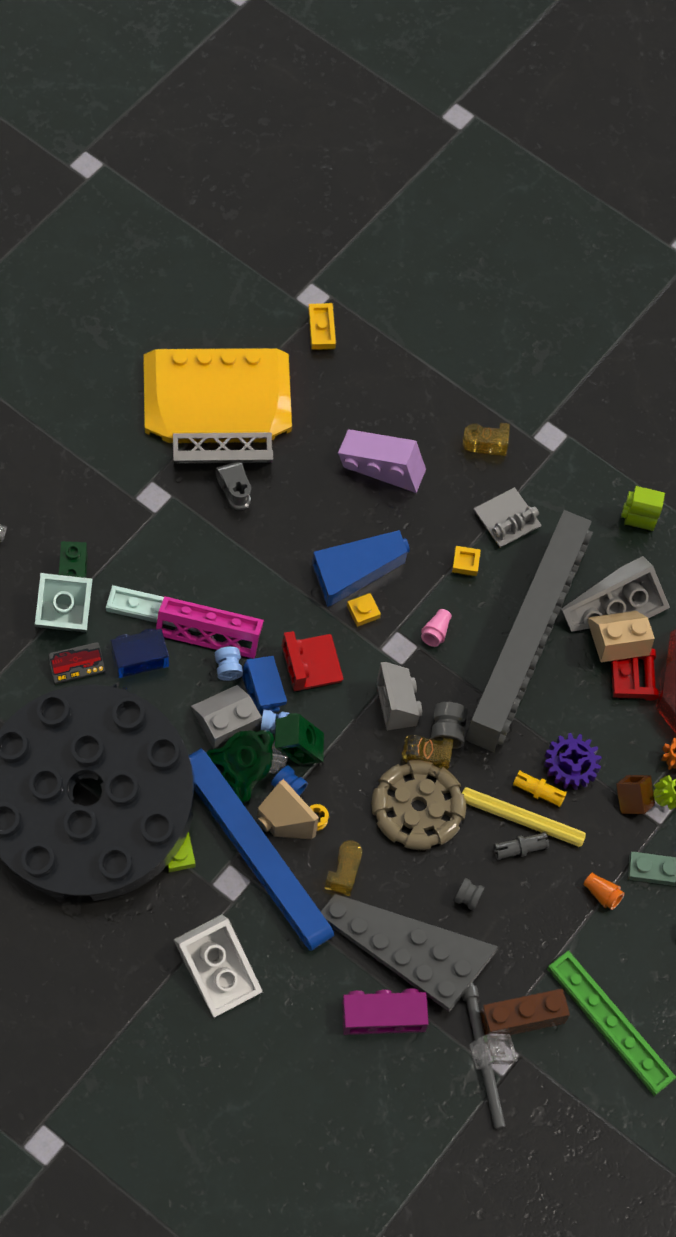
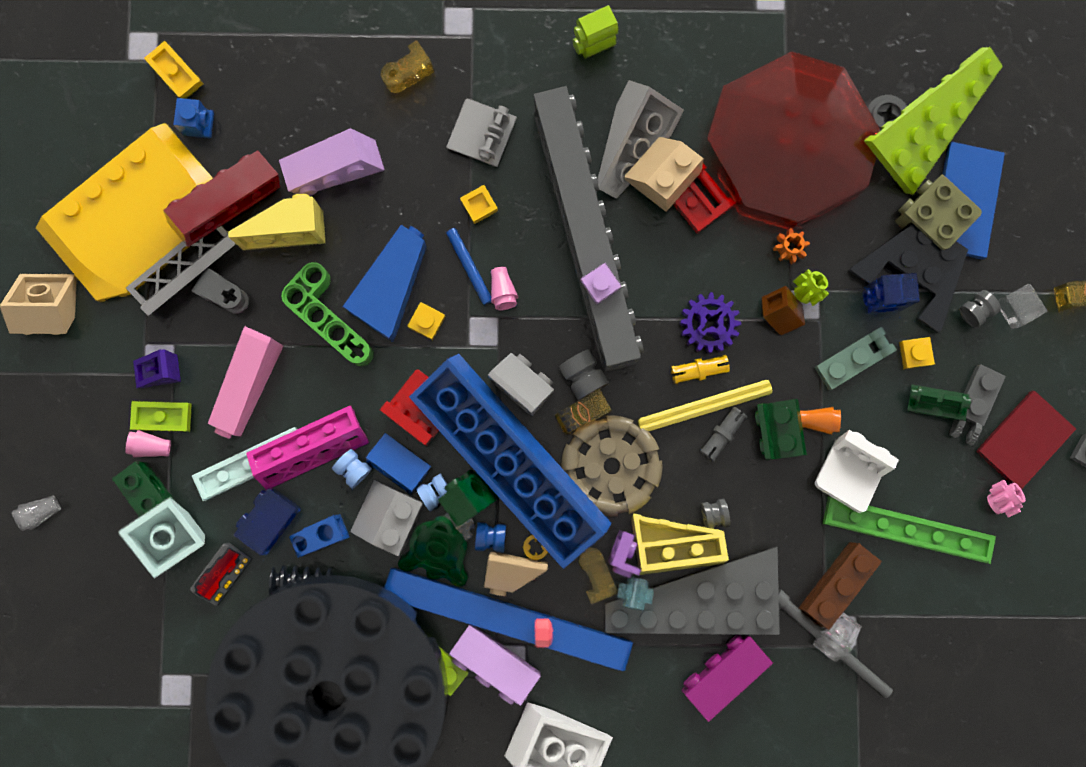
camera: 35 degrees left, 20 degrees up
(99, 543) = (146, 445): none -> bright pink cone
(105, 403) = (40, 304): none -> tan slope
(124, 532) = (160, 416): none -> lime plate
(148, 500) = (157, 369): none -> dark purple slope
(167, 689) = (319, 535): none -> blue leg
(203, 550) = (244, 382): none -> bright pink slope
(219, 870) = (494, 665): none -> lavender brick
(275, 866) = (543, 632): none -> coral tile
(288, 424) = (222, 198): none -> dark red brick
(295, 558) = (330, 321): none -> bright green beam
(310, 364) = (193, 118): none -> blue brick
(315, 471) = (283, 225): none -> light yellow slope
(348, 738) = (510, 460): none -> blue brick
(365, 896) = (635, 593): none -> clear light blue gear
(377, 862) = (623, 548): none -> medium lavender bracket
(420, 890) = (675, 546): none -> light yellow wedge
(425, 596) = (469, 266): none -> blue bar
(511, 662) = (600, 283): none -> lavender plate
(566, 873) = (781, 429): none -> dark green bracket
(601, 941) = (854, 470): none -> white bracket

